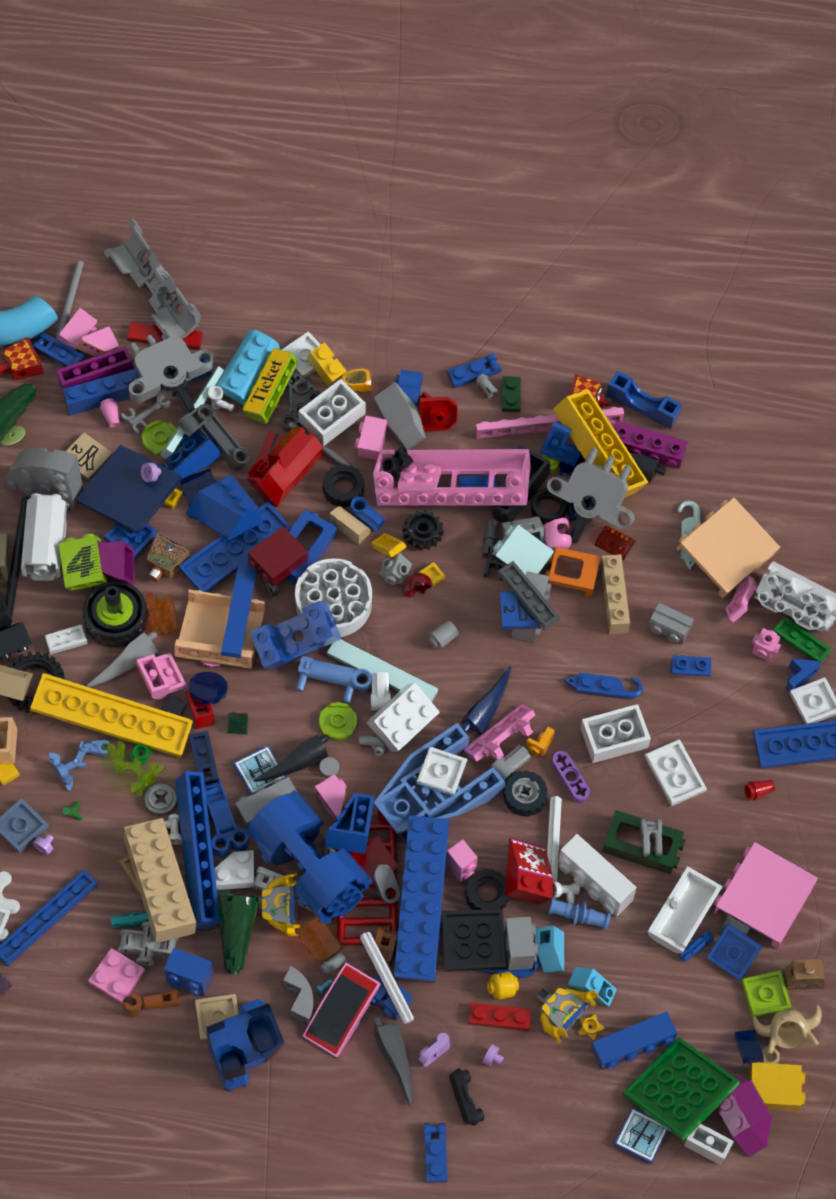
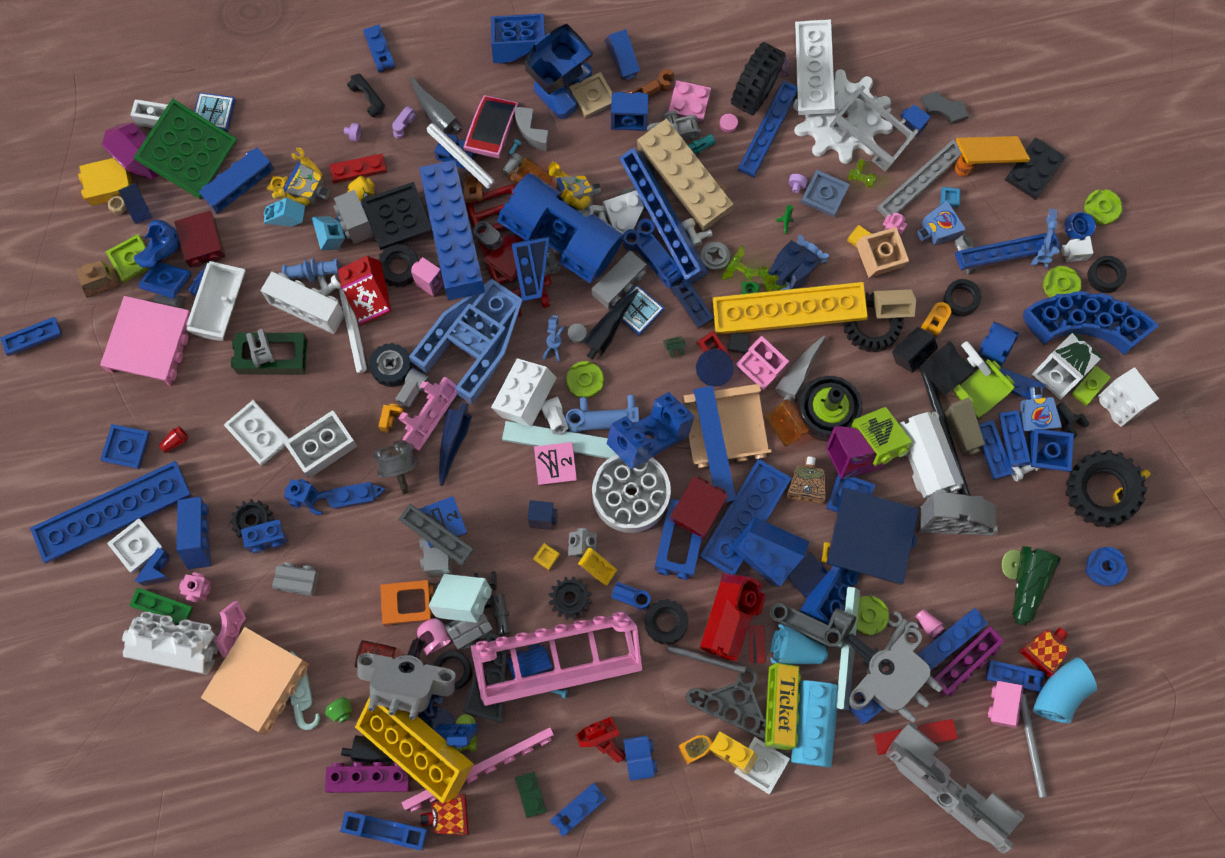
camera: 165 degrees right, 10 degrees up
(39, 949) = (758, 78): none -> black tyre
(66, 639) = (864, 372): white plate -> none
(85, 937) = (728, 123): none -> bright pink tile
(88, 756) = (794, 265): none -> dark blue plate
(90, 455) = (931, 568): tan tile -> none
(97, 342) = (978, 693): bright pink slope -> none
(150, 472) = (858, 552): lavender tile -> none
(169, 1049) = (622, 54): none -> blue slope
(215, 394) = (831, 672): white piece -> none
(236, 927) = (604, 161): dark green cone -> none
(242, 426) = (796, 648): none -> medium azure cone
(275, 1112) = (515, 35): none -> blue slope
(332, 412) = (705, 691): white brick -> none
(332, 795) = (564, 304): bright pink slope -> none
(349, 525) = (644, 579): tan brick -> none
(354, 765) = (553, 340): none -> medium blue piece
(372, 437) = (657, 685): bright pink brick -> none
(375, 742) = (554, 368): light grey arm -> none
(394, 650) = (555, 463): none -> bright pink tile
(397, 461) = (618, 656): black plate -> none
(401, 415) = (635, 719): light grey piece -> none
(416, 582) = (556, 536): dark red hair -> none
(419, 478) = (590, 645): bright pink plate -> none
(424, 601) = (542, 515): none -> dark blue brick
(441, 771) = (469, 345): white tile -> none
(443, 634) = (514, 493): light grey brick -> none
(486, 385) = (559, 793): light grey pin -> none
(547, 691) = (396, 461): none -> flat silver wheel
(572, 769) = (367, 401): medium lavender beam -> none
(615, 594) = (358, 592): tan brick -> none
(647, 695) = (300, 493): none -> blue brick
(658, 504) = (339, 710): none -> bright green cone
(688, 986) = (199, 239): none -> dark red brick
(696, 697) = (246, 512): none -> black gear
(733, 985) = (162, 244): none -> blue piece
(756, 693) = (193, 533): none -> blue wedge
(789, 1029) = (103, 228): tan piece -> none
(808, 797) = (125, 446): none -> blue plate

